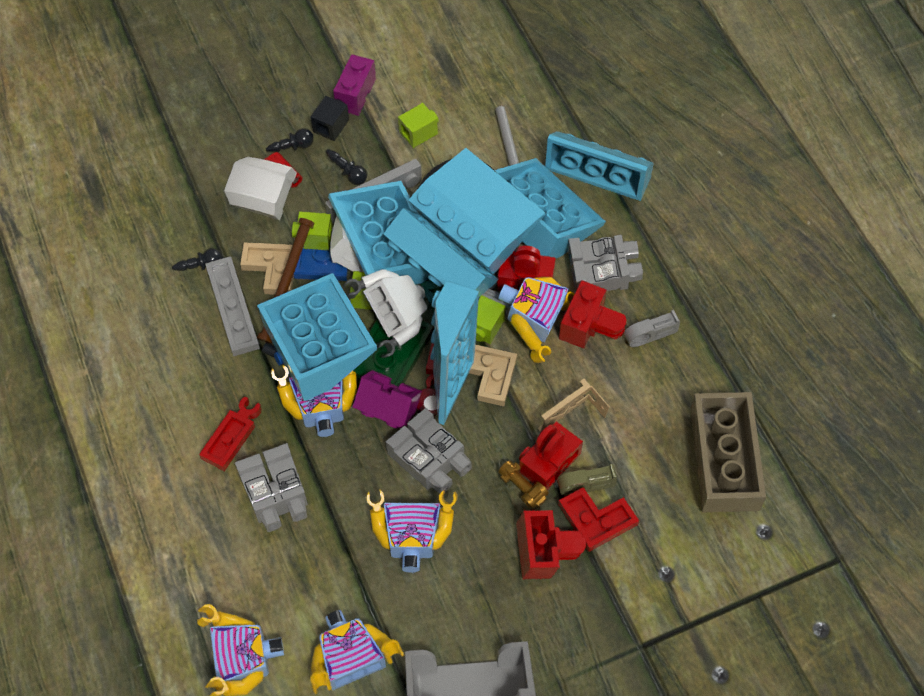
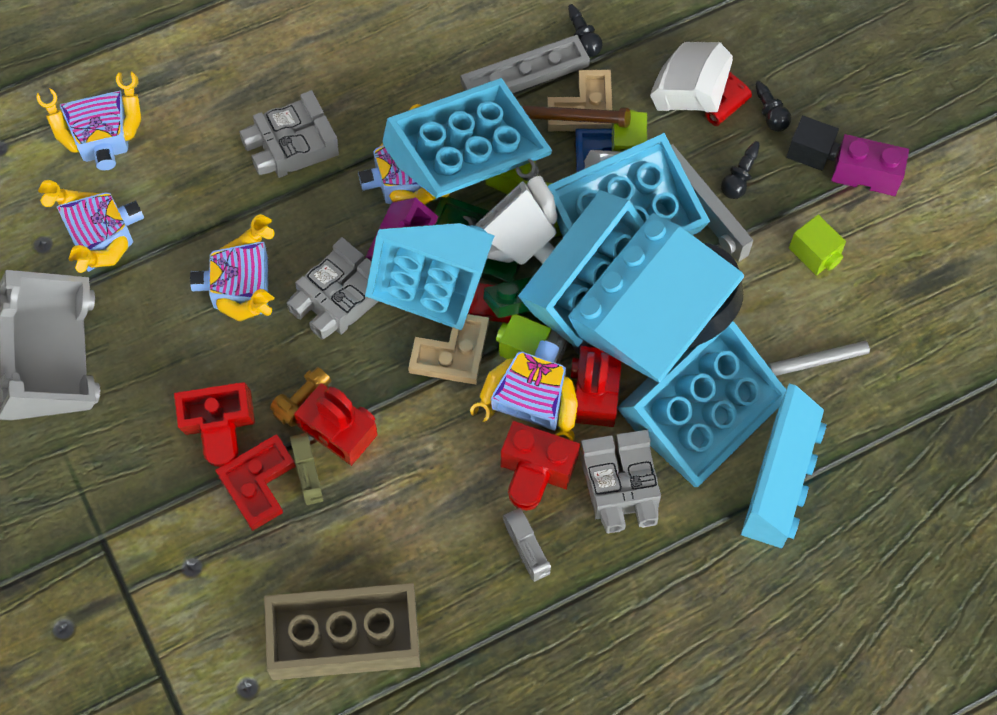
camera: 85 degrees right, 5 degrees up
(230, 435) = (356, 89): red plate -> none
(572, 402) = (399, 434): tan piece -> none

